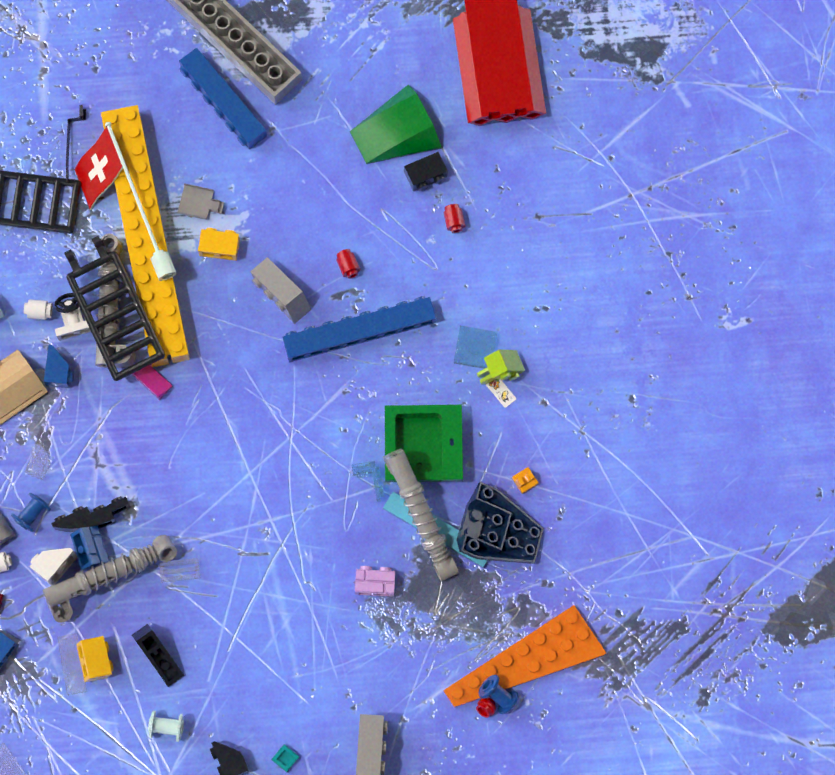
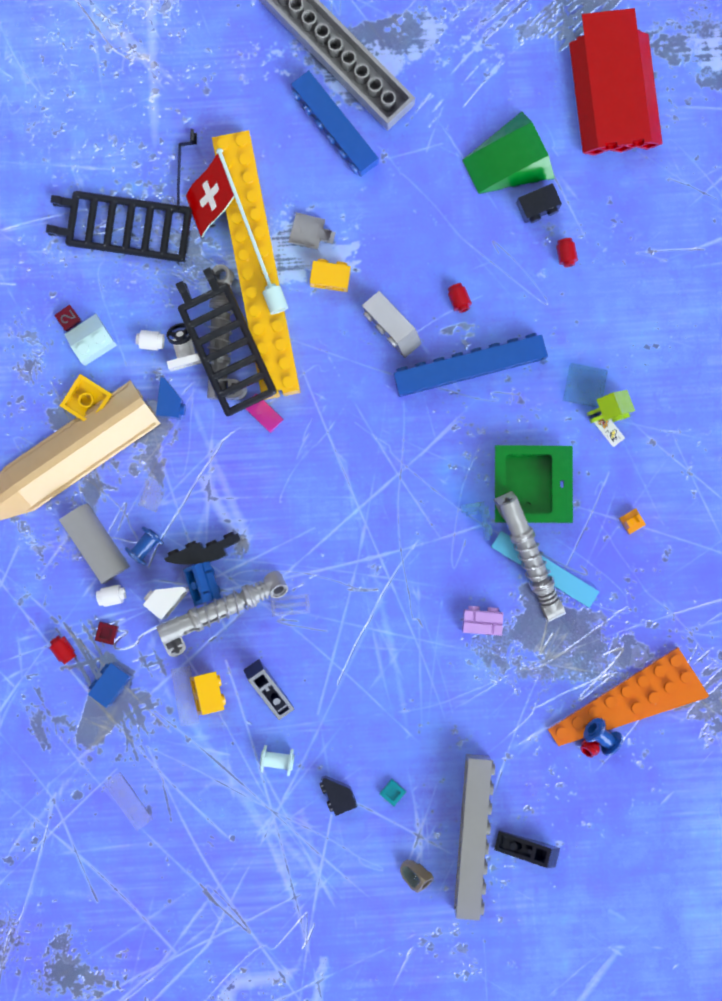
camera: 10 degrees right, 10 degrees up
(497, 529) = (604, 571): dark blue wedge -> none

